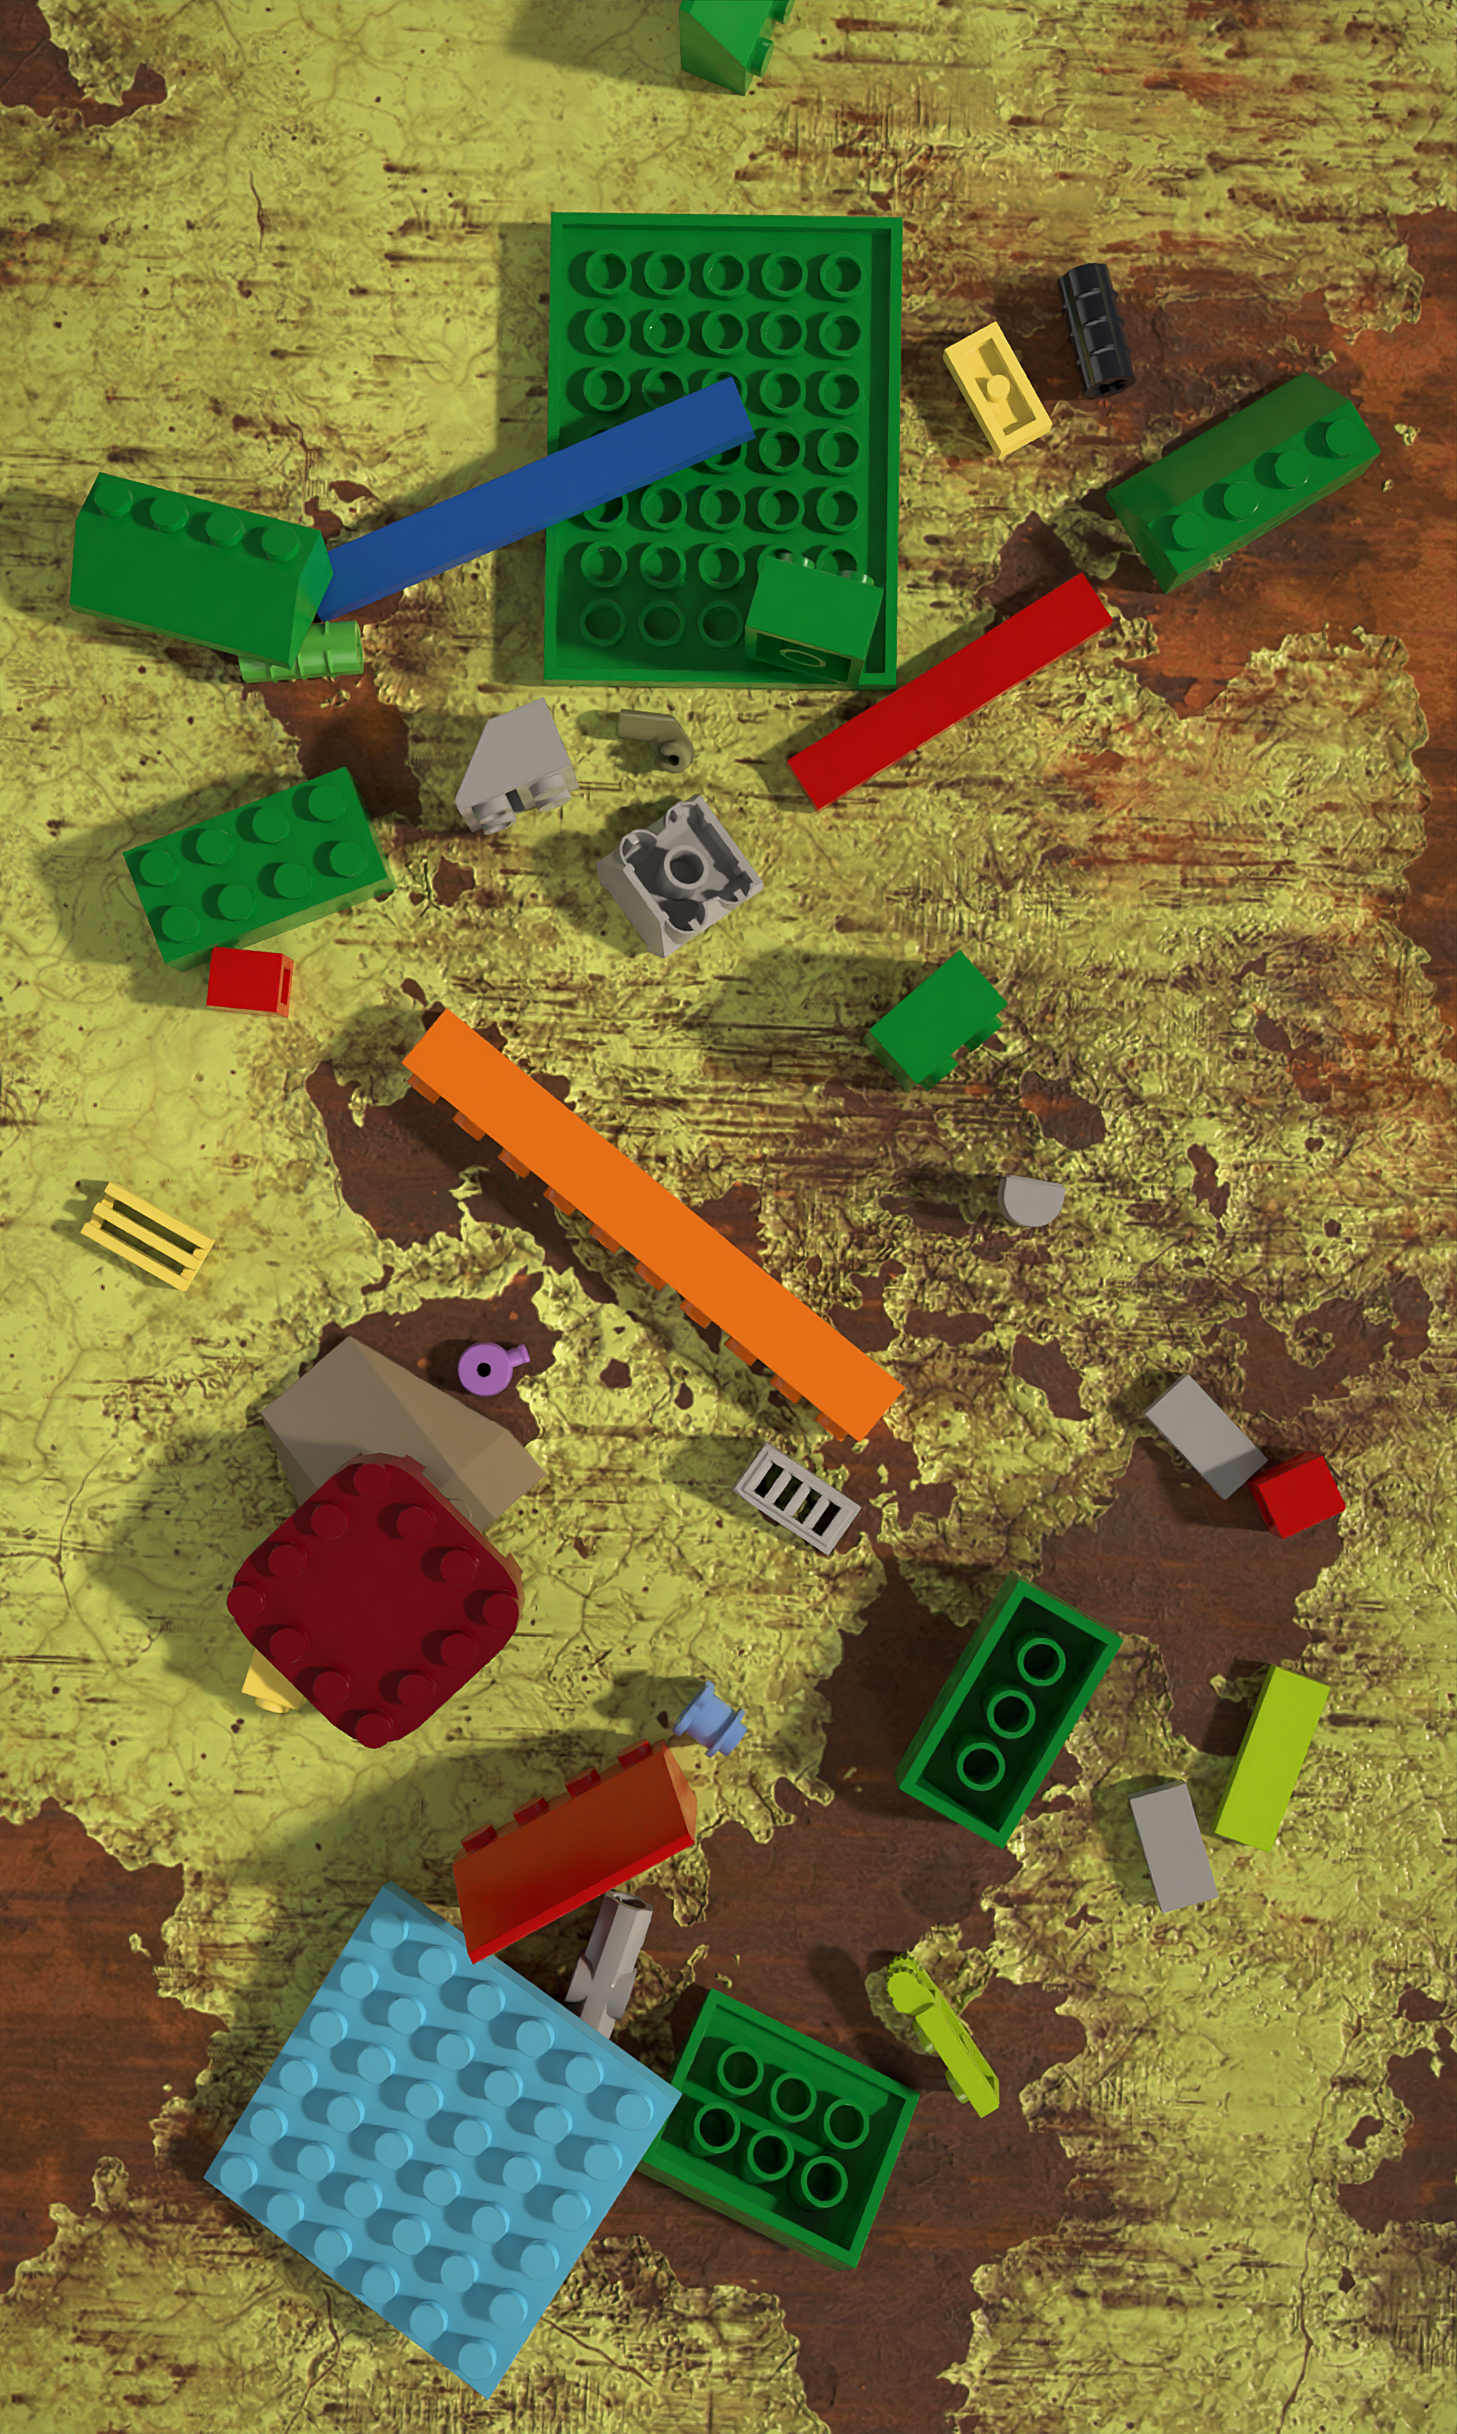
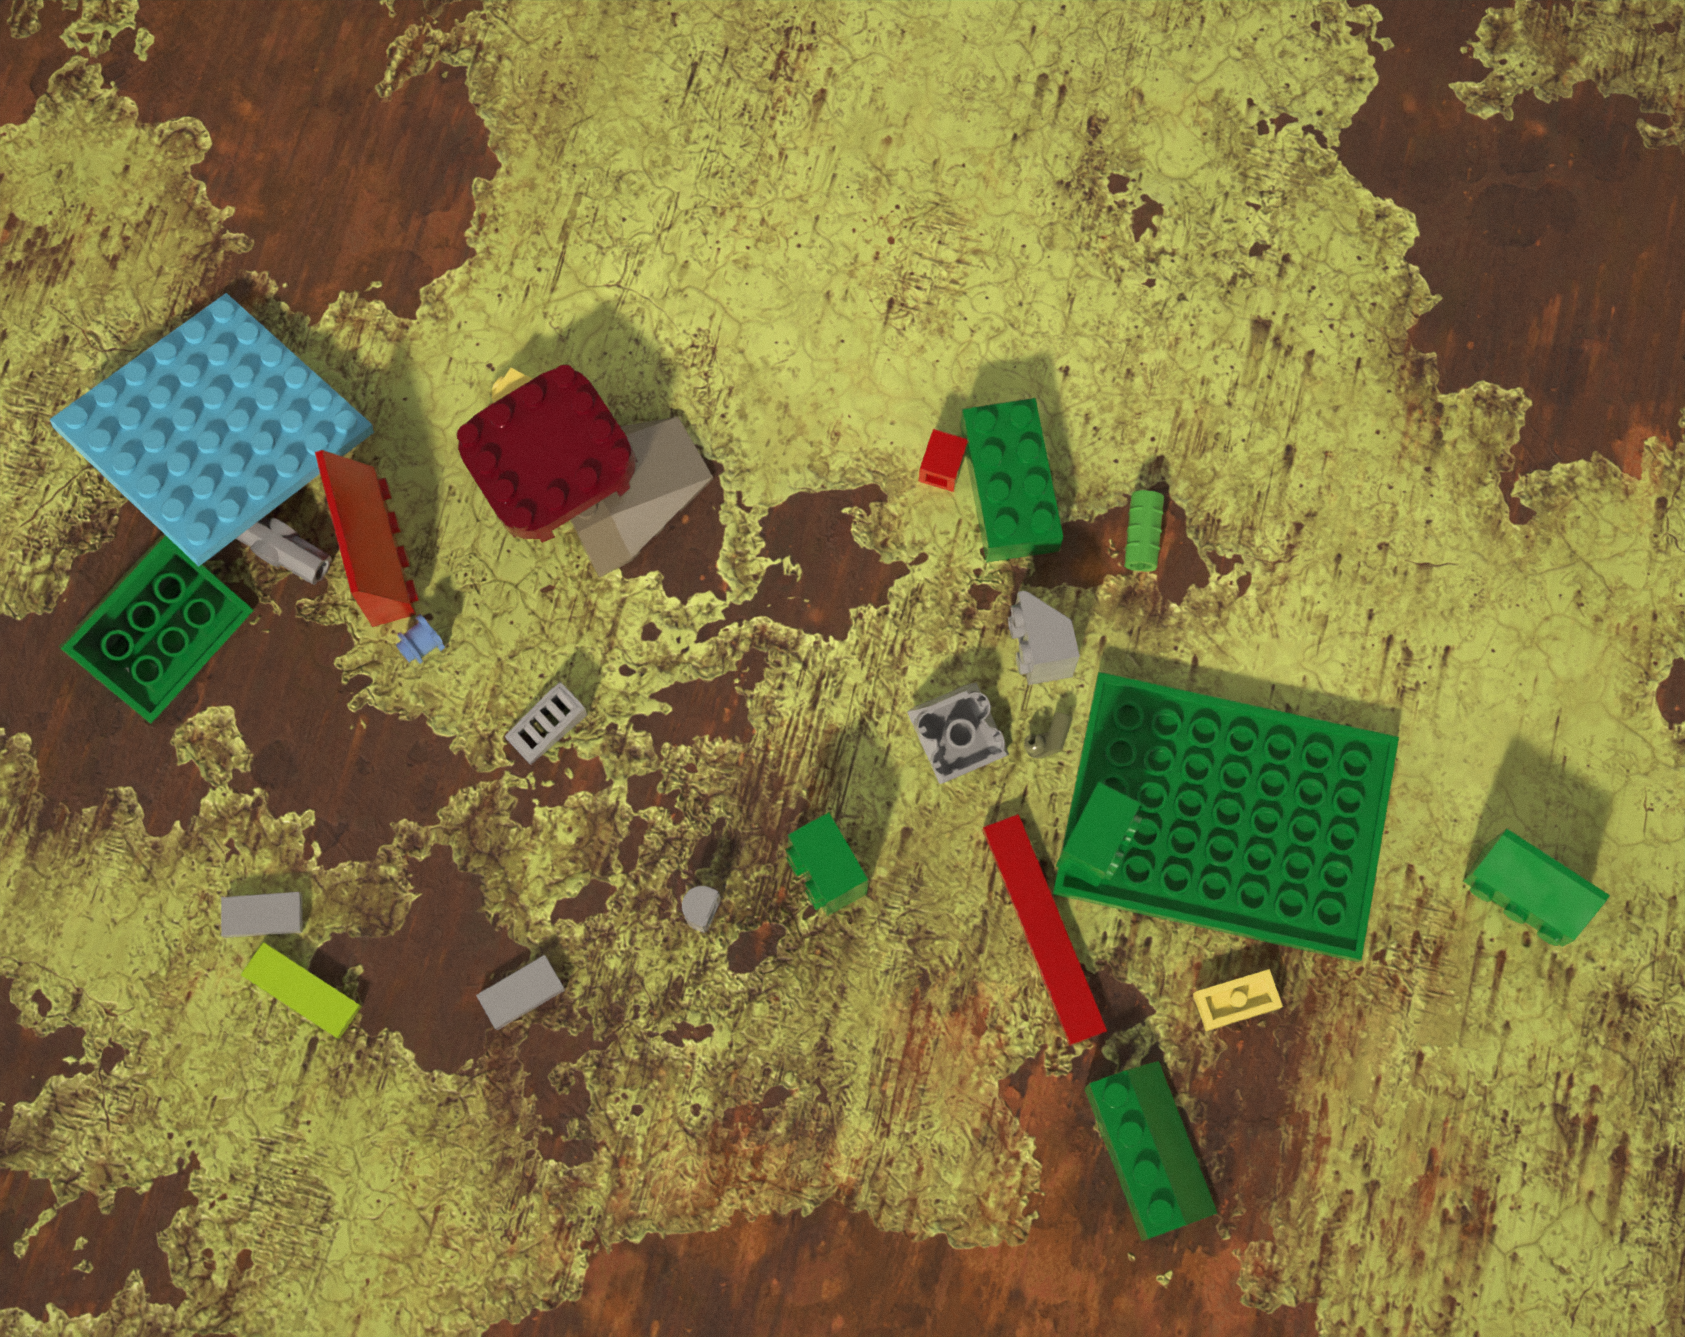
camera: 105 degrees right, 15 degrees down
(105, 1212) = (820, 351): light yellow tile -> none
(197, 570) = (1201, 476): green slope -> none
(499, 1361) = (673, 562): medium lavender piece -> none
(535, 497) = (1214, 686): blue tile -> none
(653, 1226) = (735, 670): orange brick -> none
(942, 2032) = (185, 743): lime hinge -> none
(1007, 1709) = (380, 821): green brick -> none
(1096, 330) = (1266, 1073): black axle -> none
(1296, 1494) = (467, 1038): red panel -> none

